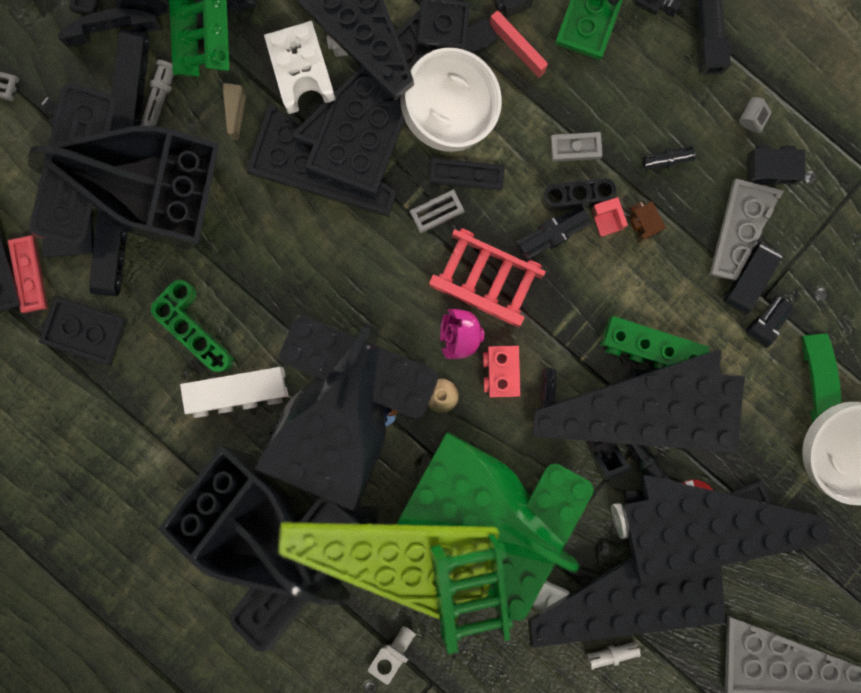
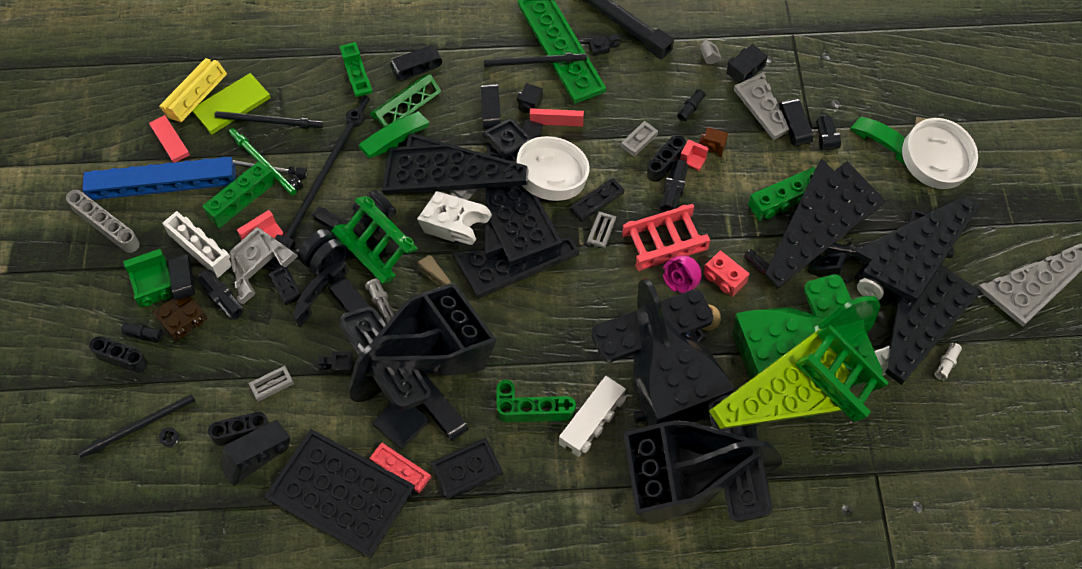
camera: 45 degrees left, 25 degrees down
(394, 654) = (838, 475): white bracket -> none

